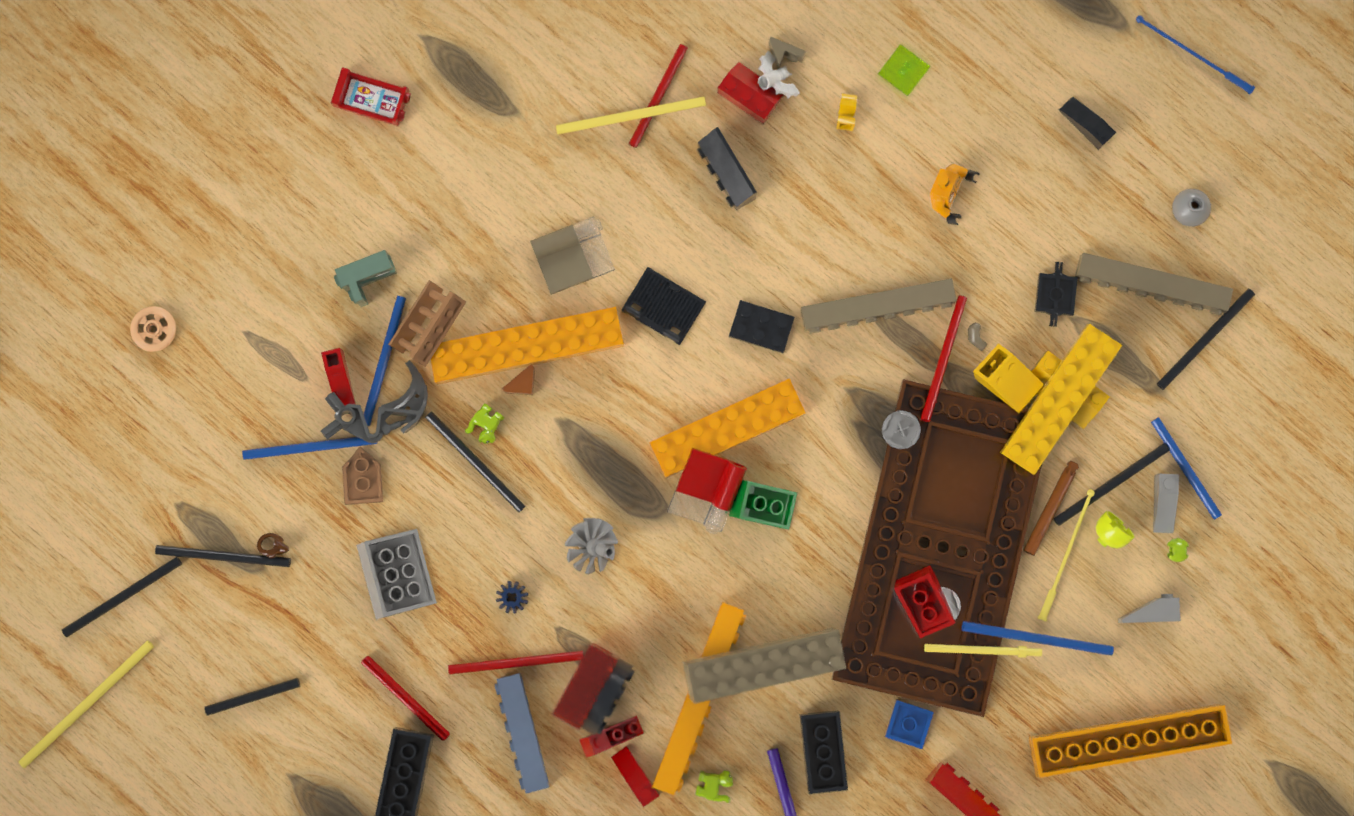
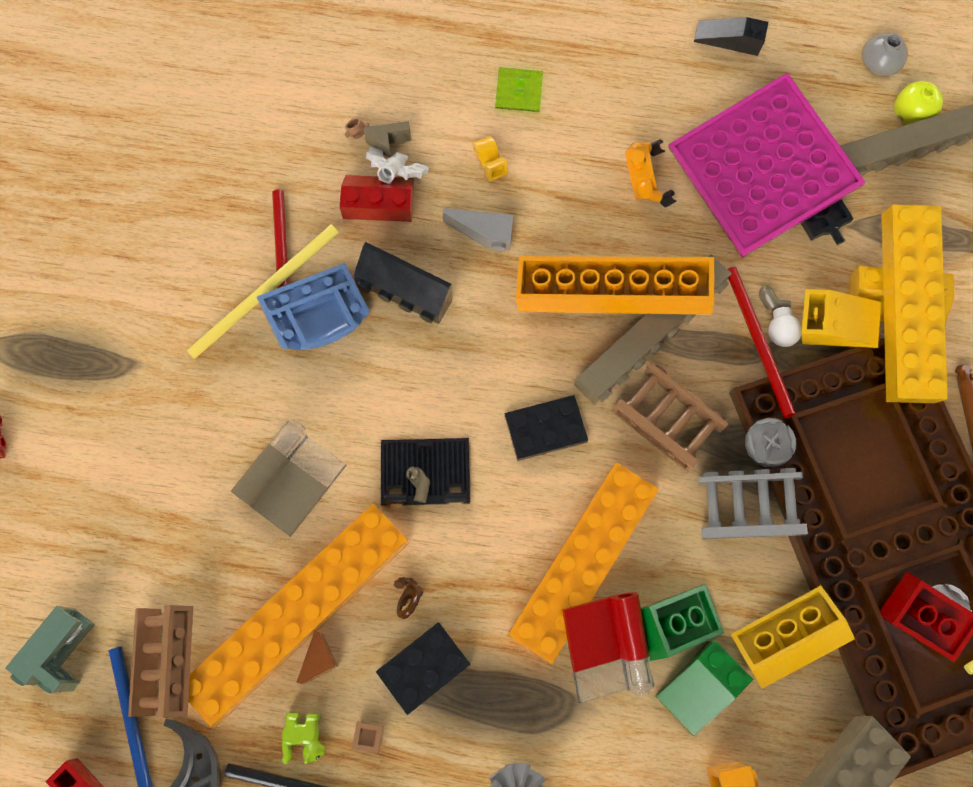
camera: 40 degrees left, 10 degrees down
(525, 449) = (367, 737): none -> medium nougat plate
(584, 429) = (423, 668): none -> black brick
(606, 378) = (411, 592): none -> reddish brown piece
(656, 311) = (421, 483): none -> dark tan arm
(657, 150) = (315, 309): none -> medium blue slope
(751, 553) = (704, 687): none -> slope
(766, 31) = (355, 128): none -> medium nougat plate
(812, 165) = (486, 228): none -> light grey slope
(827, 557) = (792, 636): none -> yellow slope
(835, 385) = (666, 440): none -> medium nougat fence
(843, 470) = (740, 527): none -> light grey fence
(868, 259) = (615, 284): none -> light orange brick
(968, 360) = (784, 328): none -> white piece
(1036, 237) = (765, 165): none -> dark pink plate
(1187, 260) = (918, 102): none -> neon yellow cylinder

